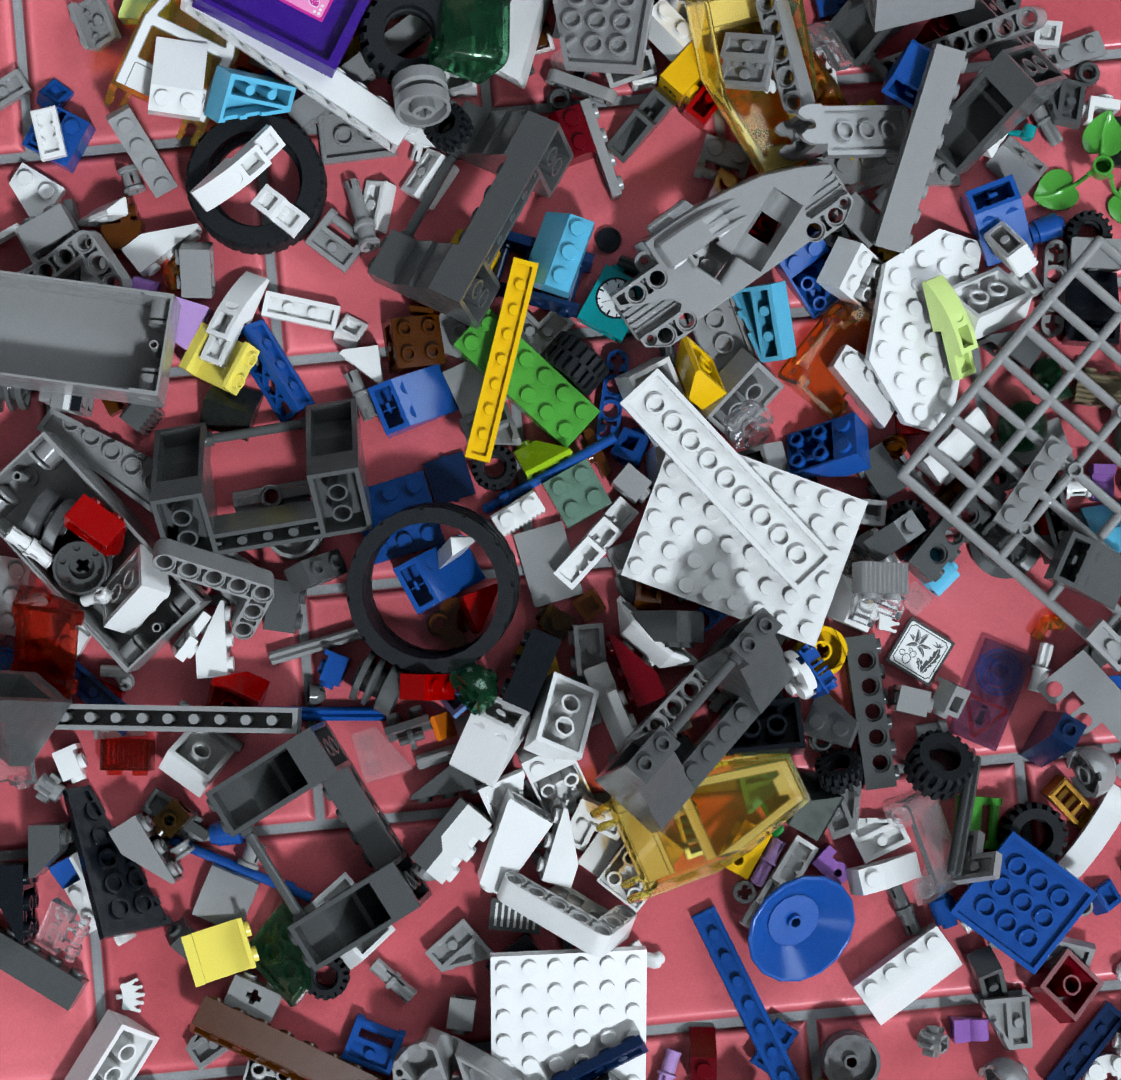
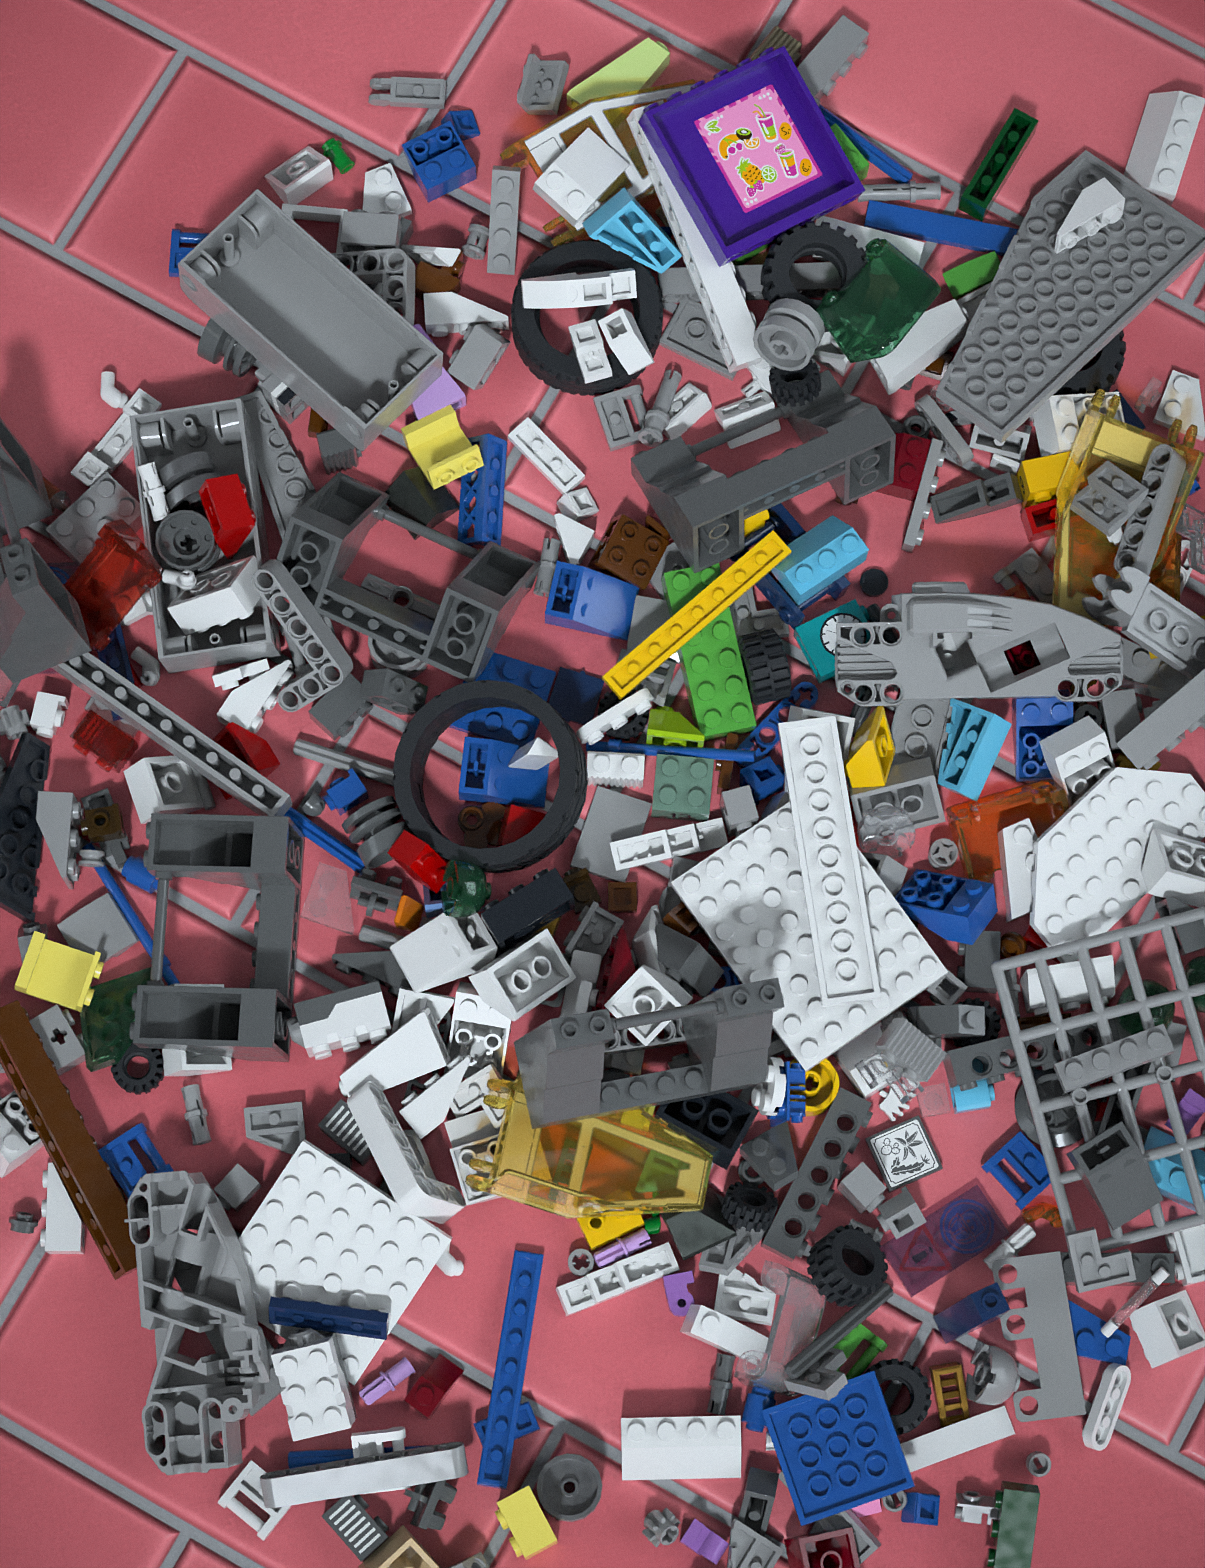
camera: 35 degrees right, 10 degrees down
(48, 133) = (432, 150): white plate -> none
(170, 276) = (450, 346): clear orange arm -> none
(231, 315) = (484, 415): white slope -> none
(249, 858) = (147, 910): light grey bush -> none
(302, 185) = (626, 340): none -> white slope
(493, 477) = (615, 716): none -> white plate
(670, 678) = (644, 993): none -> white slope
(801, 408) = (945, 849): none -> light grey wheel
(801, 928) = (614, 1350): blue dish -> none
(951, 318) = (1141, 864): yellowish green slope -> none
(1011, 597) = (1026, 1162): none -> blue plate
(1076, 489) = (1155, 1101): white bush -> none

